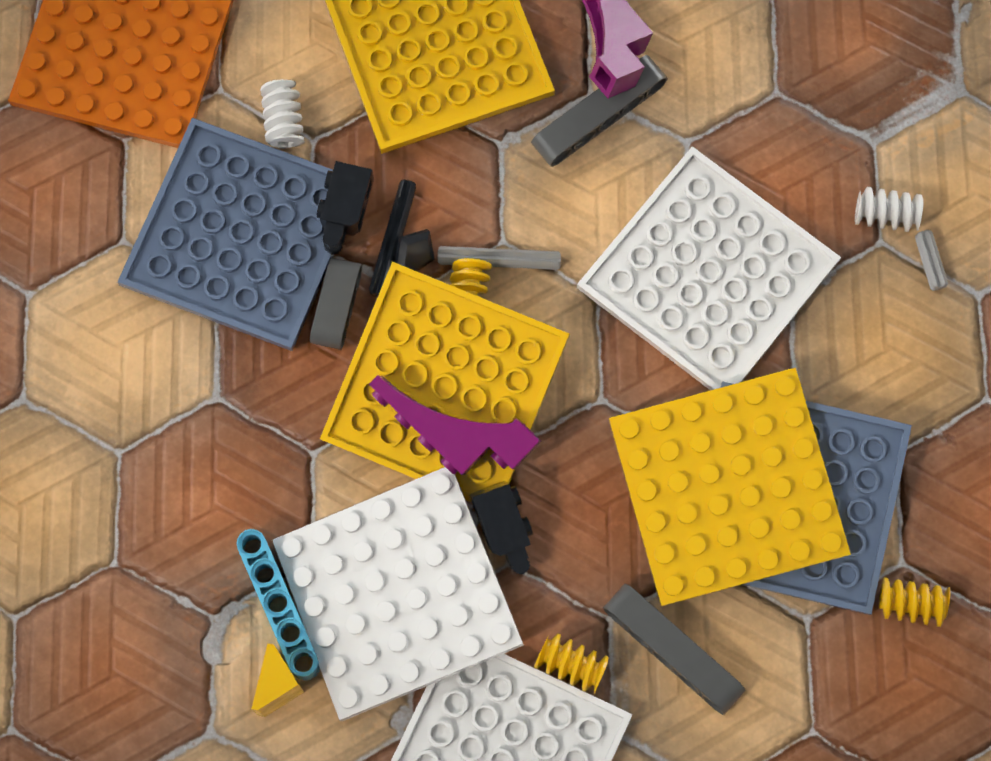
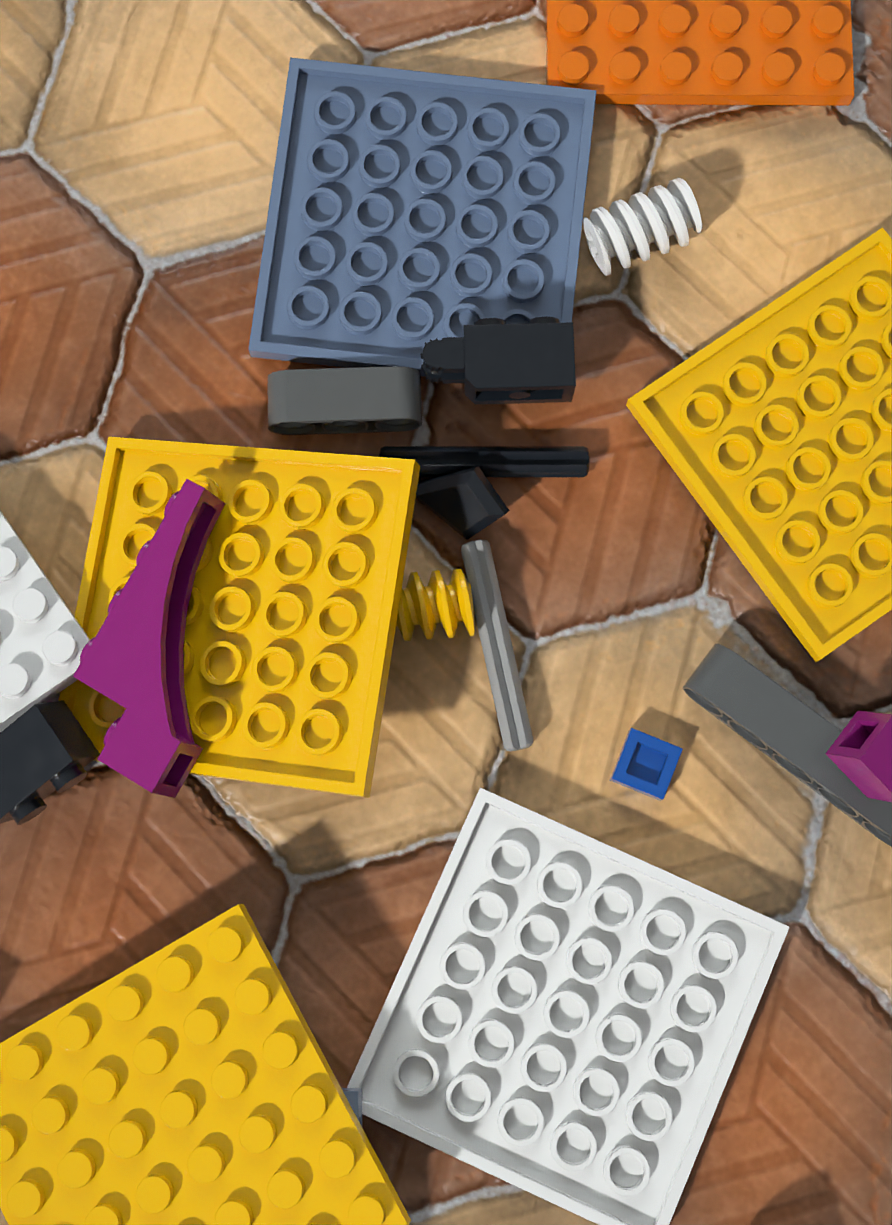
camera: 75 degrees right, 5 degrees up
(586, 197) = (646, 764): none -> blue tile

